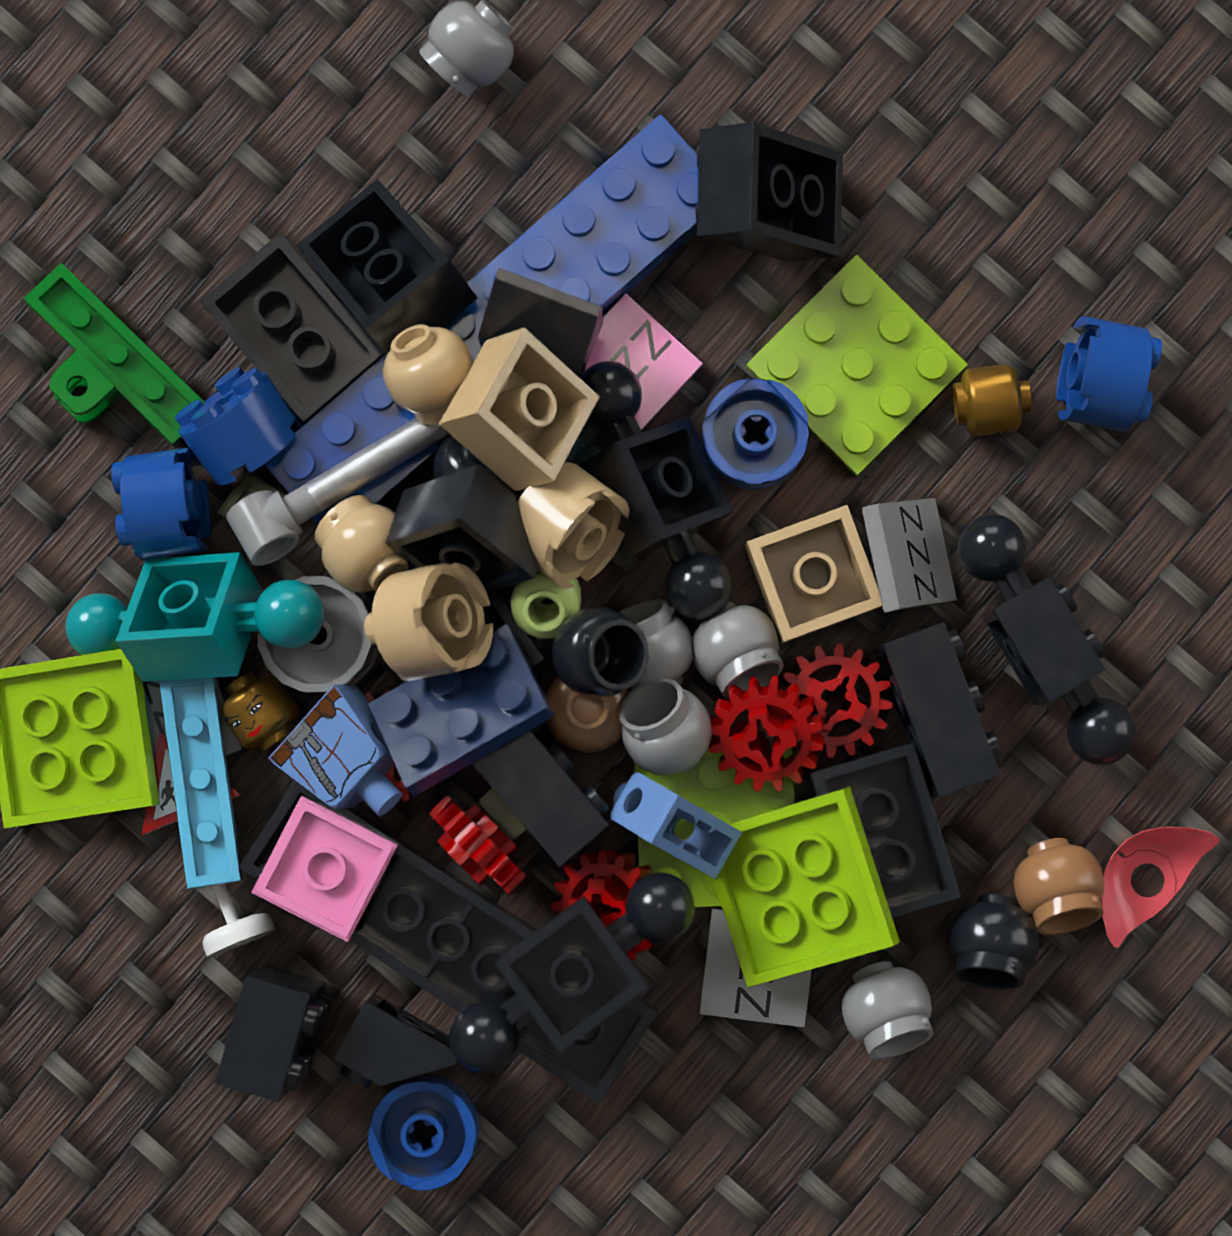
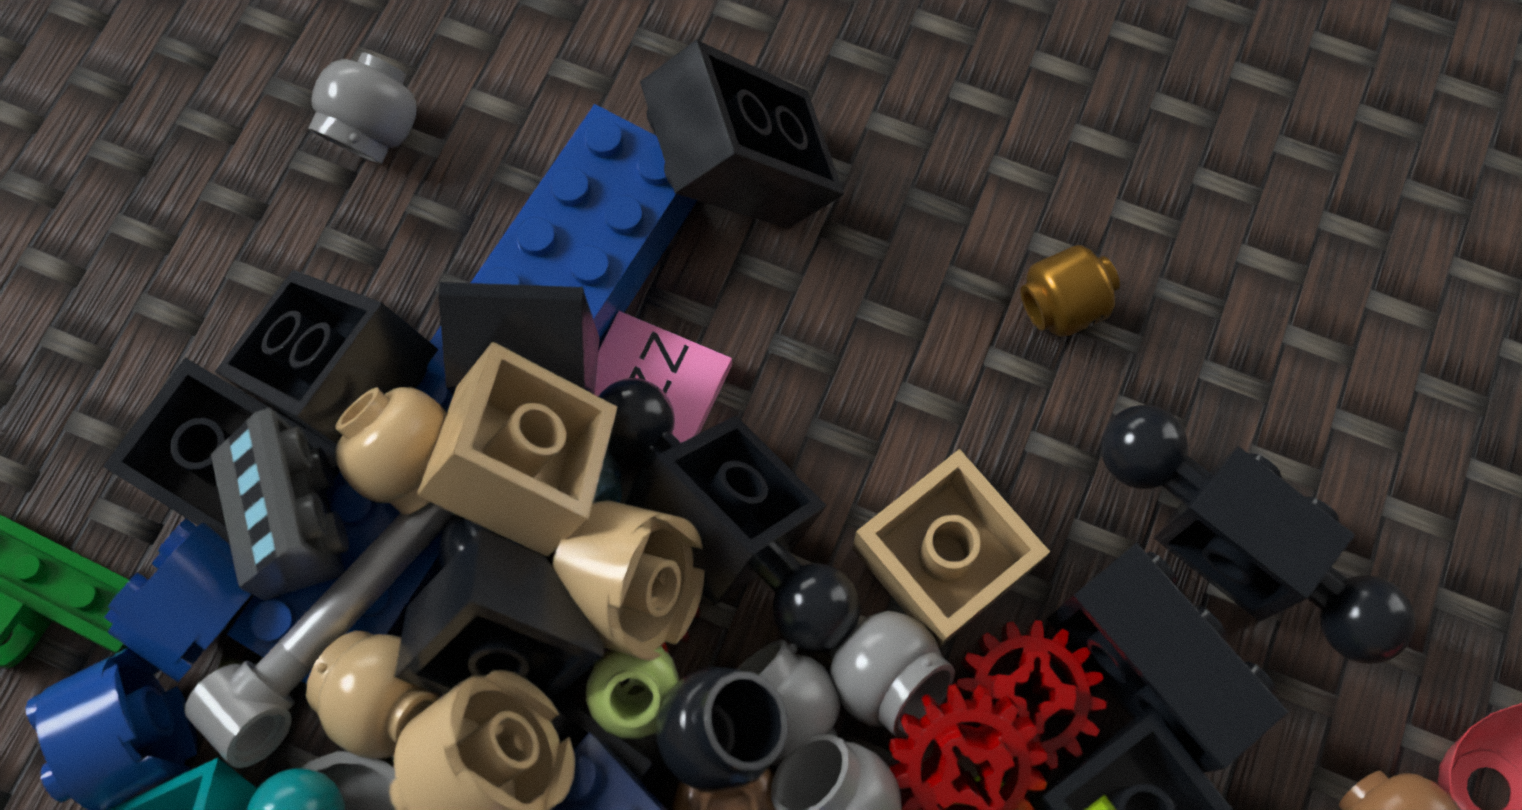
camera: 20 degrees left, 15 degrees down
(328, 388) = (278, 508): none -> dark grey slope
(755, 403) = (801, 381): blue brick -> none
(858, 364) = (903, 310): lime plate -> none
(909, 554) = (1049, 488): light grey tile -> none
(1107, 374) = (1189, 219): blue brick -> none

